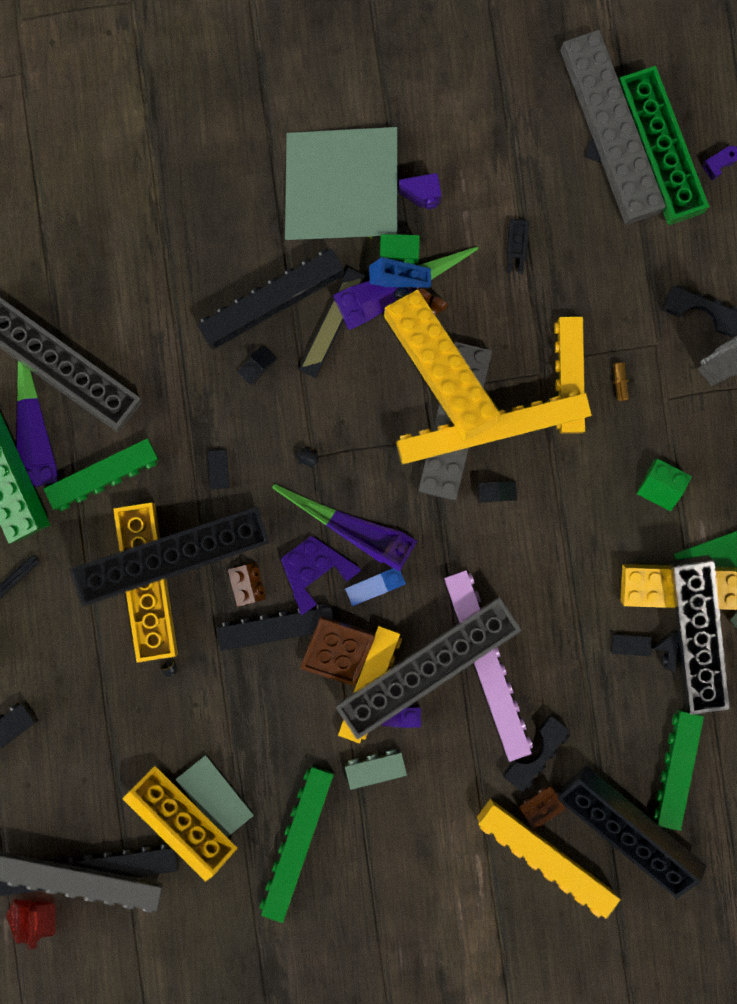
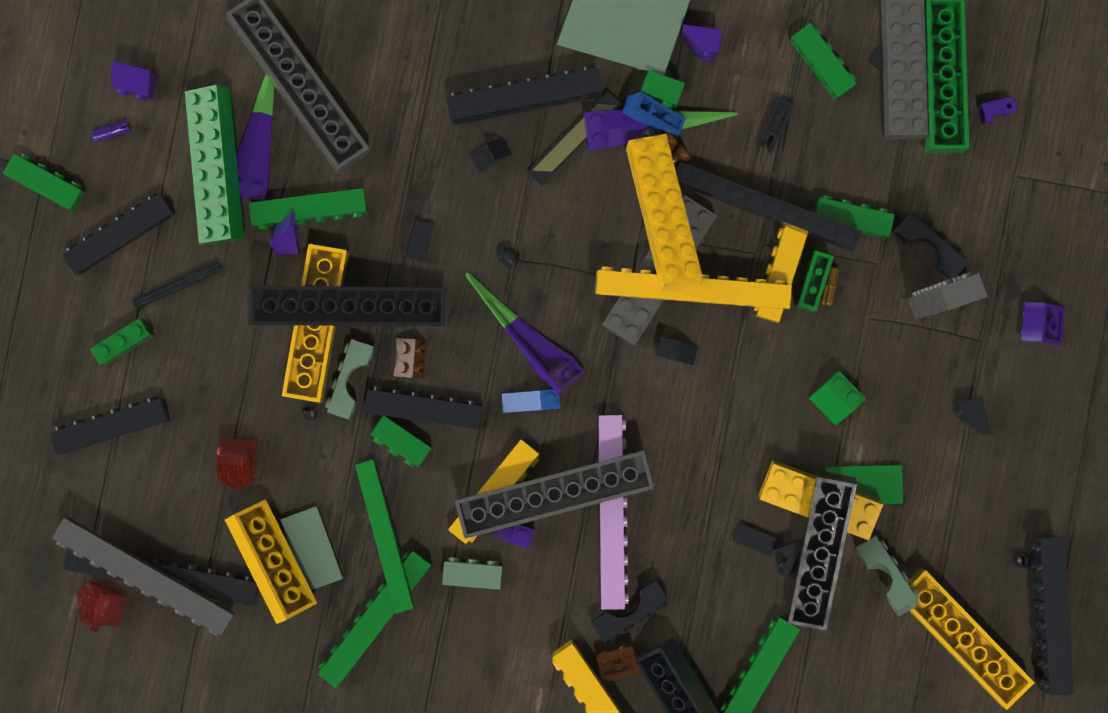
camera: 20 degrees right, 0 degrees up
(89, 509) = (286, 237): none -> dark purple slope
(115, 739) = (237, 462): none -> clear red piece
(196, 648) = (342, 402): none -> sand green arch
(264, 667) = (400, 442): none -> green brick
(280, 762) = (384, 536): none -> green tile
(309, 563) = (475, 358): dark purple wing -> none
(337, 651) = (474, 449): reddish brown plate -> none
(538, 326) = (768, 207): none -> black brick
(542, 171) = (822, 61): none -> green brick
(605, 382) = (814, 281): none -> green brick
(621, 309) = (861, 217): none -> green brick

